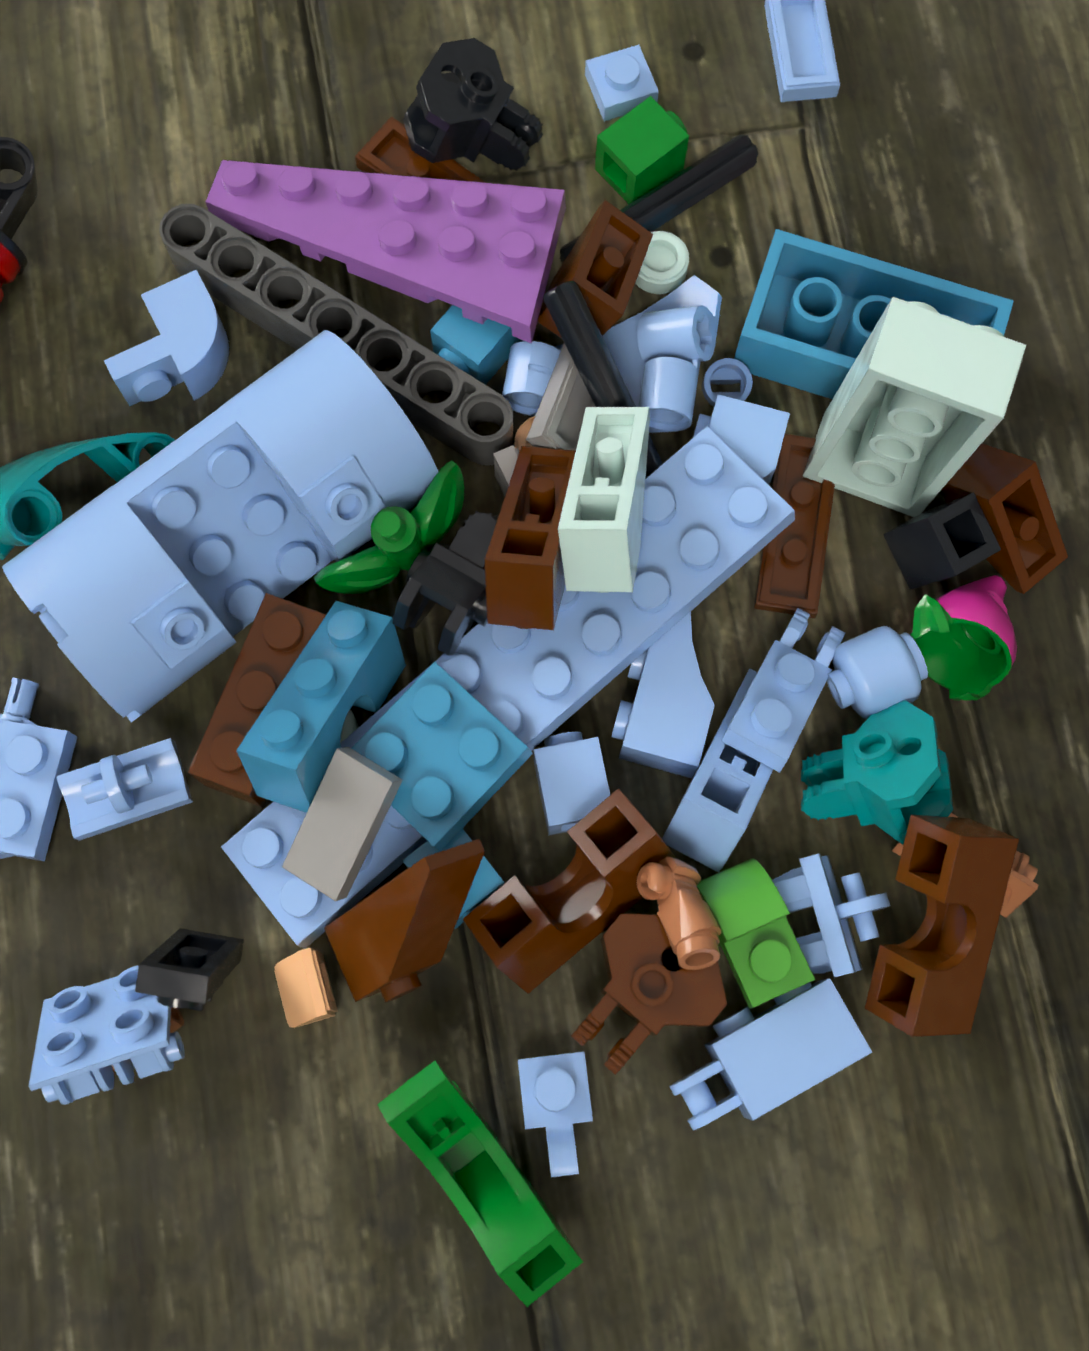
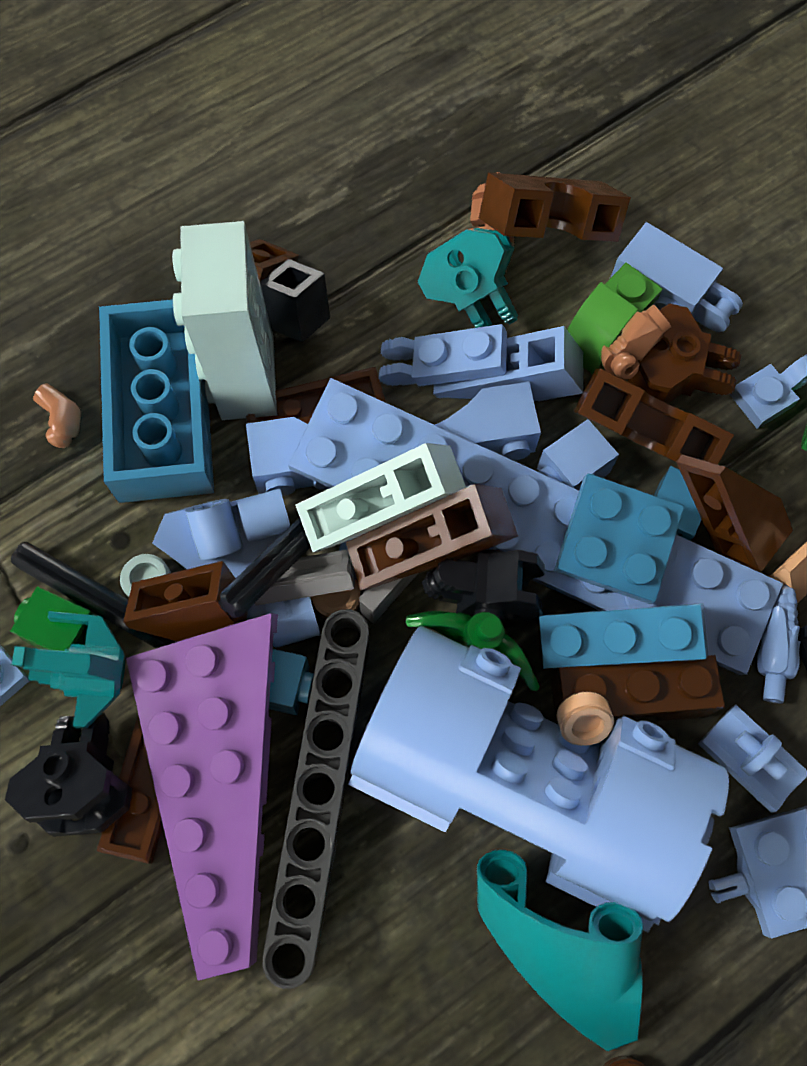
camera: 115 degrees left, 5 degrees down
(189, 346) = (379, 908): light blue brick -> none
(233, 908) = (779, 646): none -> light blue piece
(252, 605) = (585, 718): none -> light nougat tile
(341, 823) = (701, 575): light grey tile -> none
(569, 147) = (83, 671): none -> teal piece
(727, 372) = (241, 481): medium blue hinge -> none
(816, 887) = (560, 264): light blue hips -> none
(876, 671) = (402, 308): light blue head -> none
(902, 244) = (63, 418): none -> nougat arm
(966, 638) = (354, 265): green hat -> none

